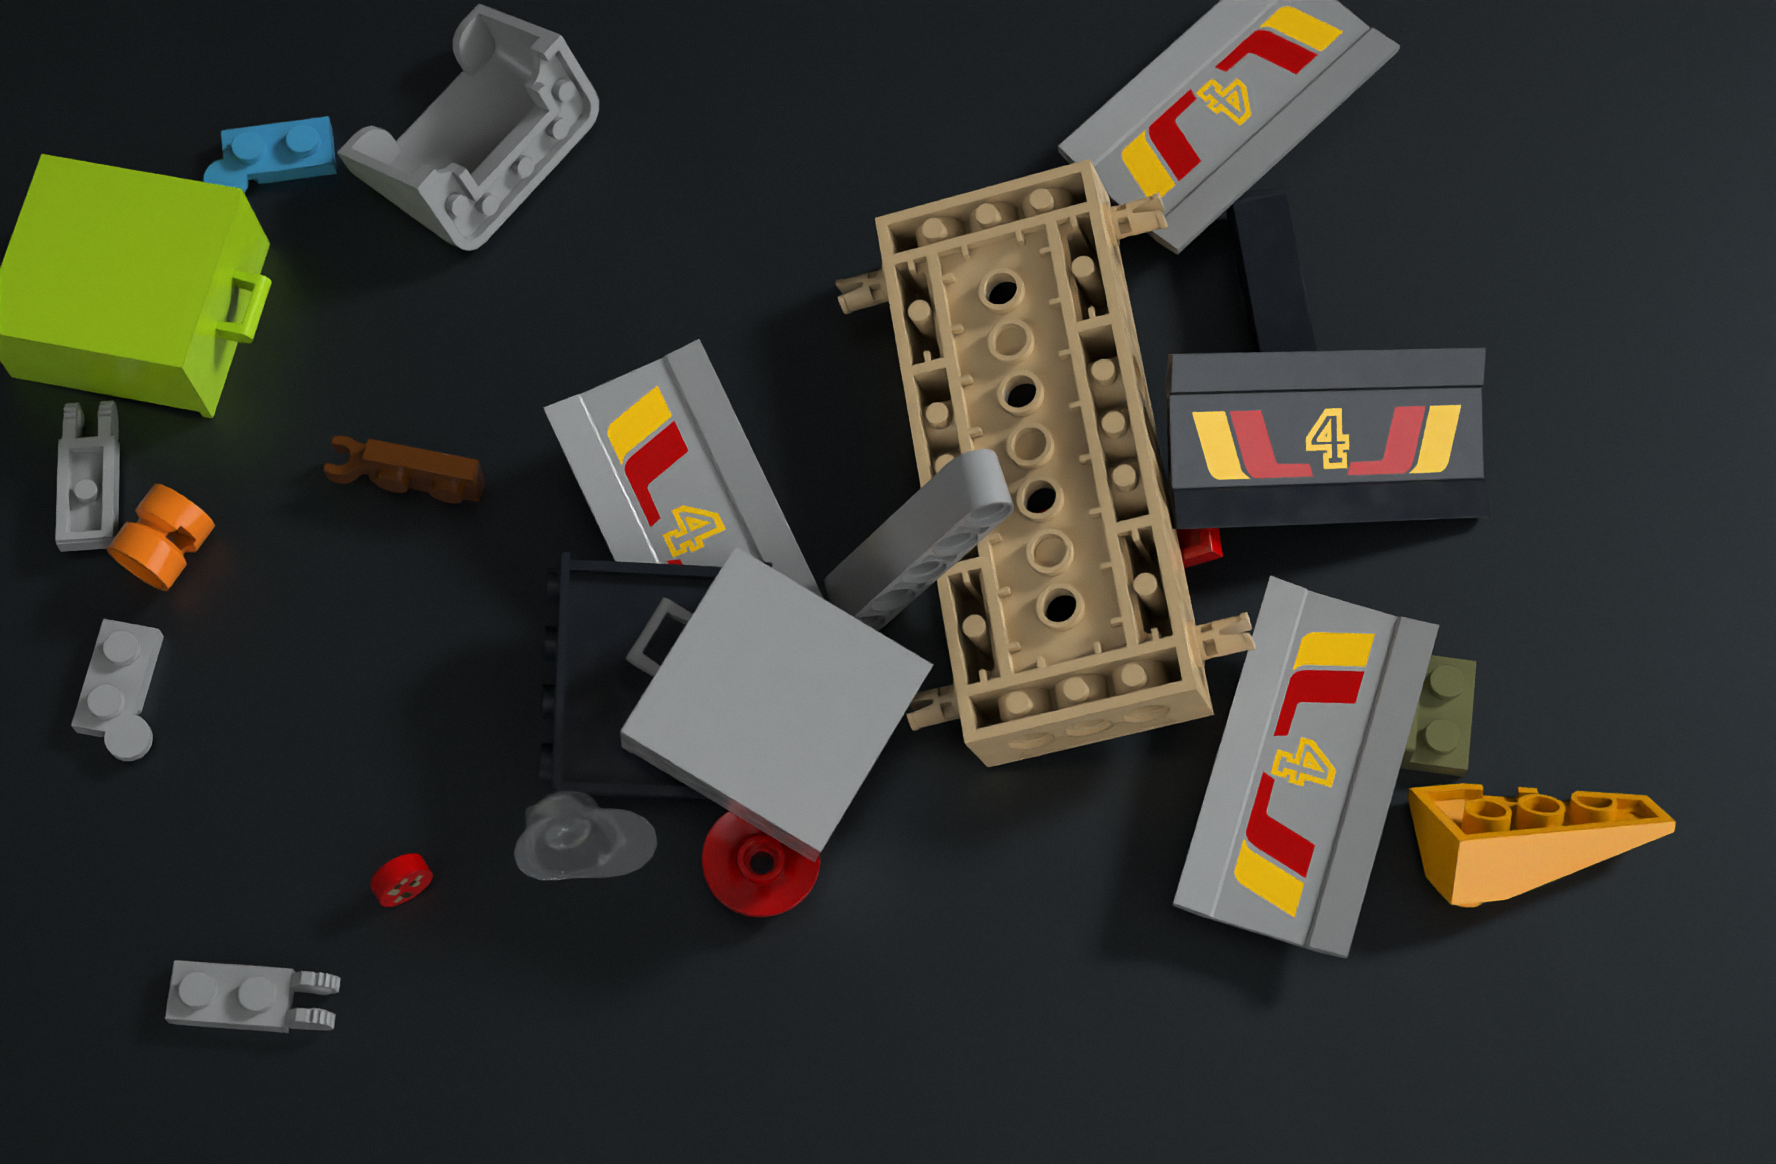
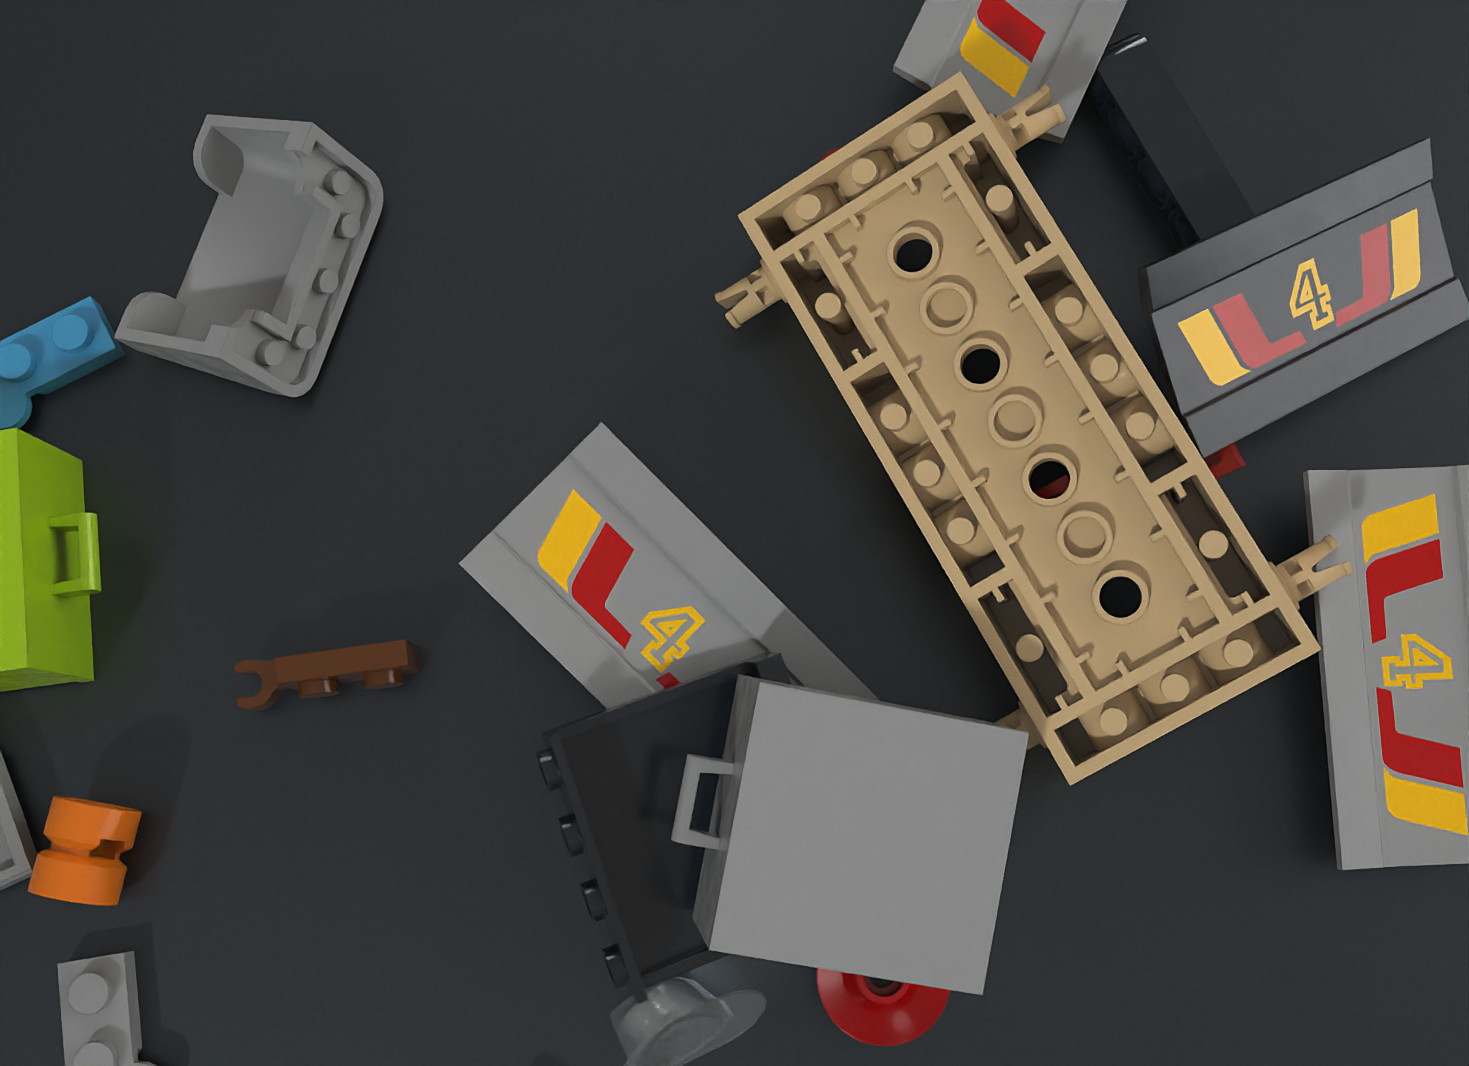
camera: 20 degrees left, 10 degrees up
(922, 539) = (945, 574): light grey beam -> none

